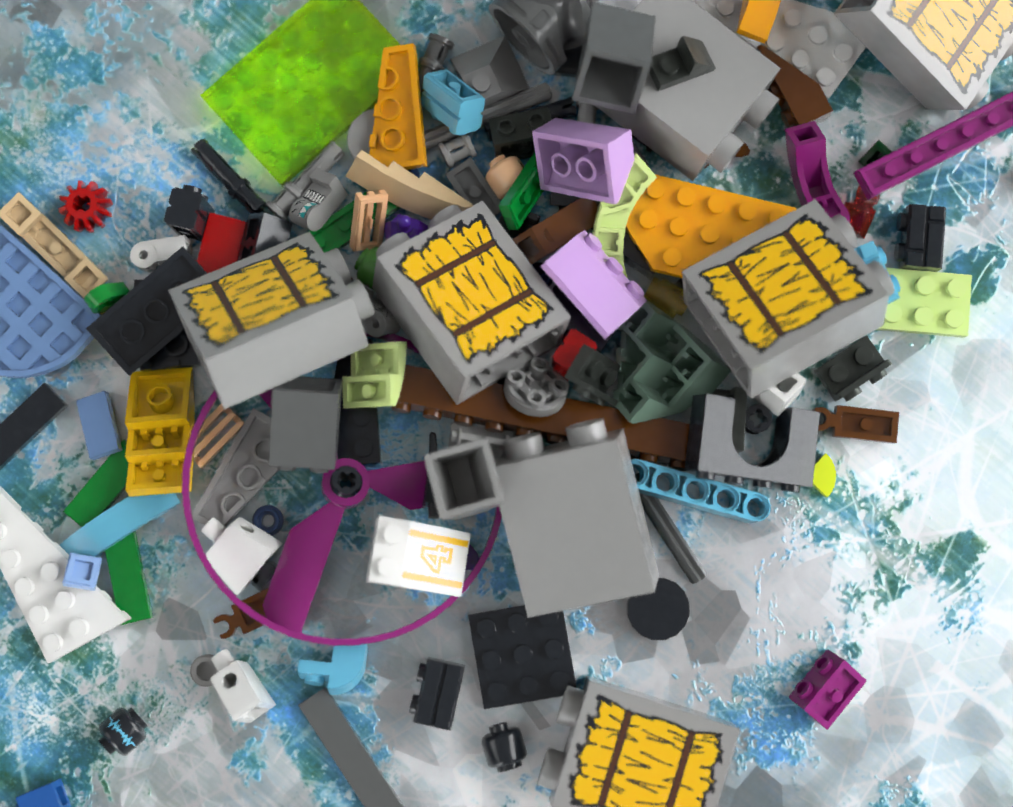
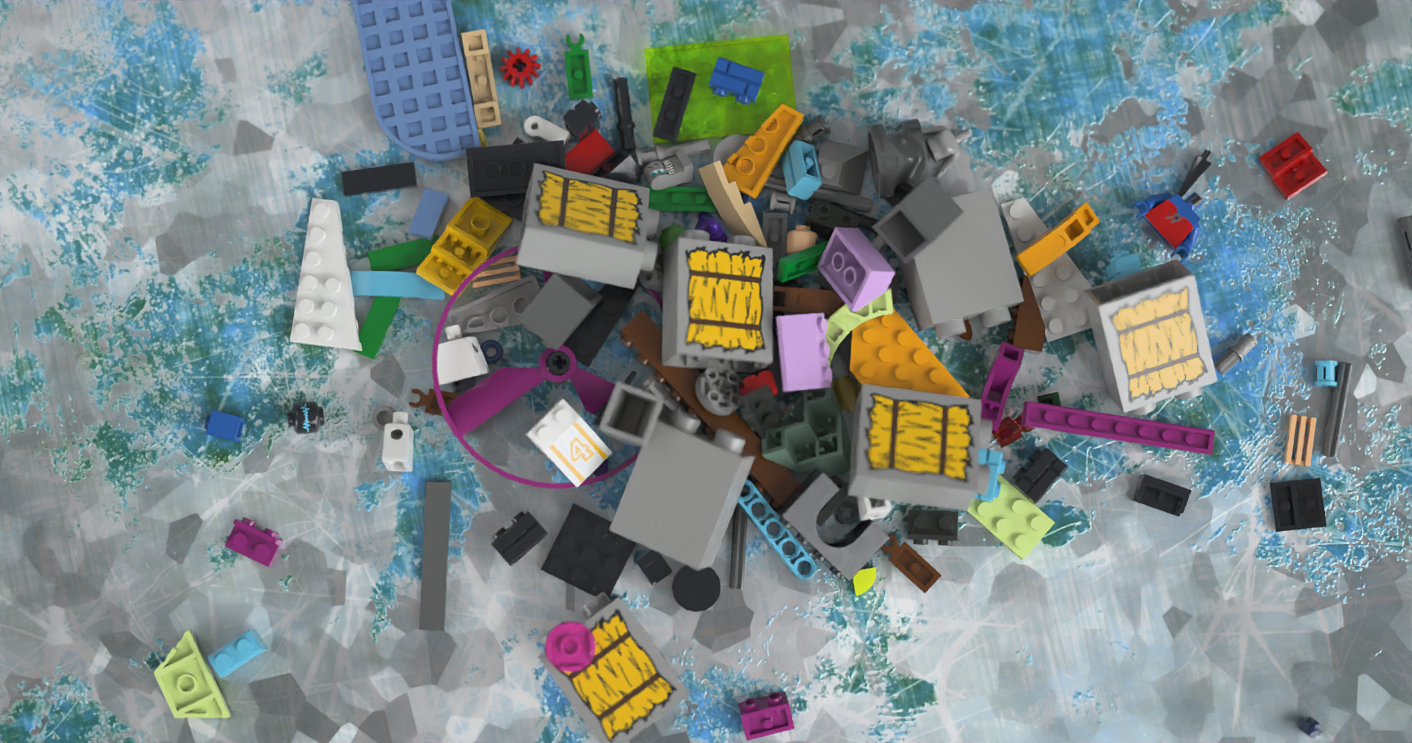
camera: 30 degrees right, 0 degrees up
(82, 571) = (353, 299): light blue tile -> none
(105, 296) = (492, 136): green beam -> none
(147, 166) = (578, 70): none -> green plate
(273, 129) = (674, 104): none -> black tile
(319, 59) = (736, 81): none -> blue brick
(342, 673) = (467, 481): medium azure brick -> none
(366, 203) = (689, 204): light nougat tile -> none
(375, 376) = (624, 310): yellowish green slope -> none
(504, 747) = (535, 601): black head -> none
(577, 772) = (570, 646): none -> dark pink tile
(599, 620) = (654, 567): none -> black panel
(680, 64) = (960, 253): pearl dark grey slope -> none

